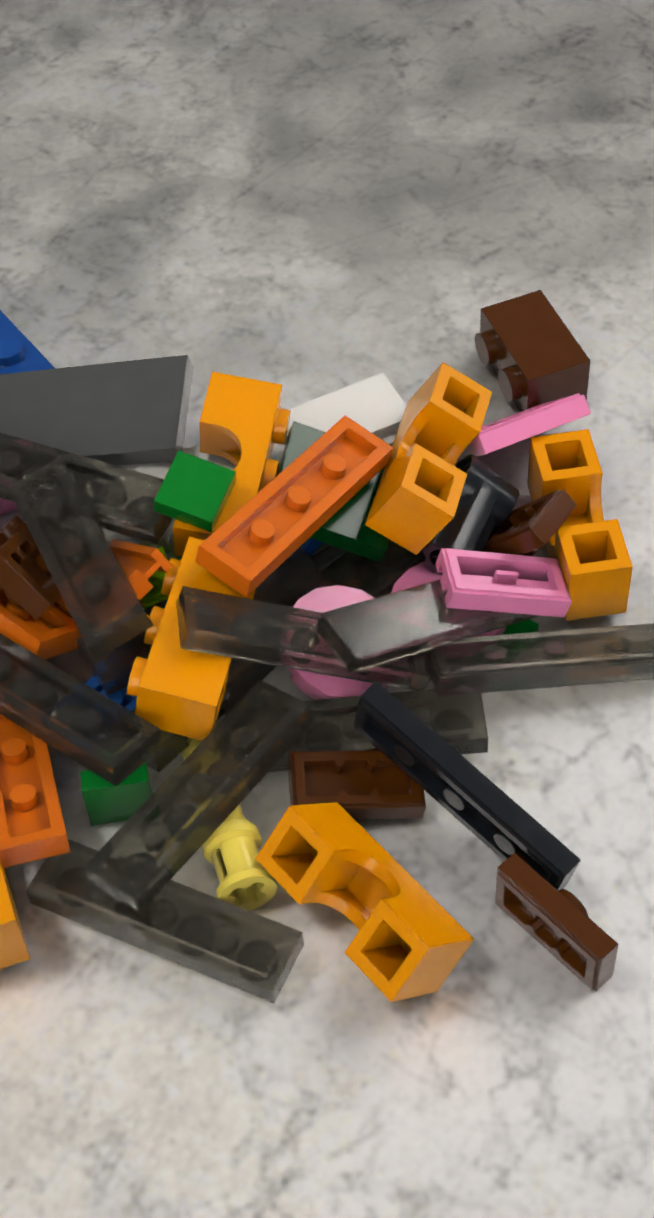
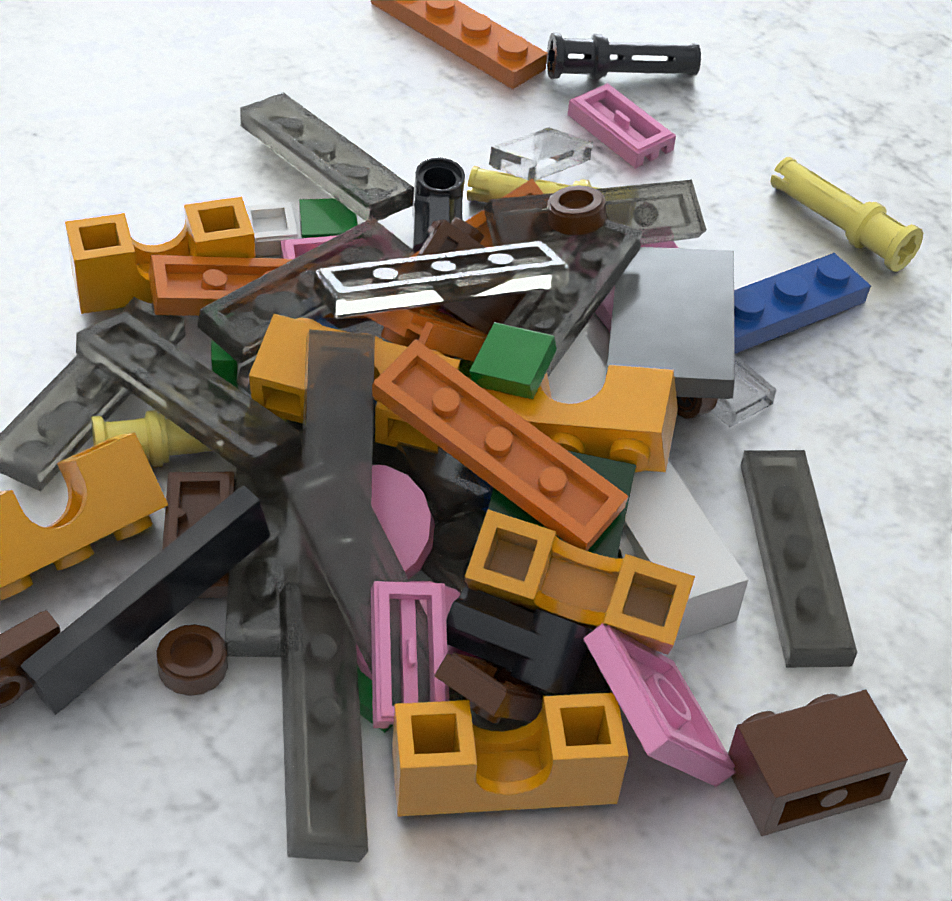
camera: 85 degrees right, 5 degrees down
(327, 365) = (797, 560): none -> clear smoke tile
(503, 768) = (192, 659): none -> reddish brown tile

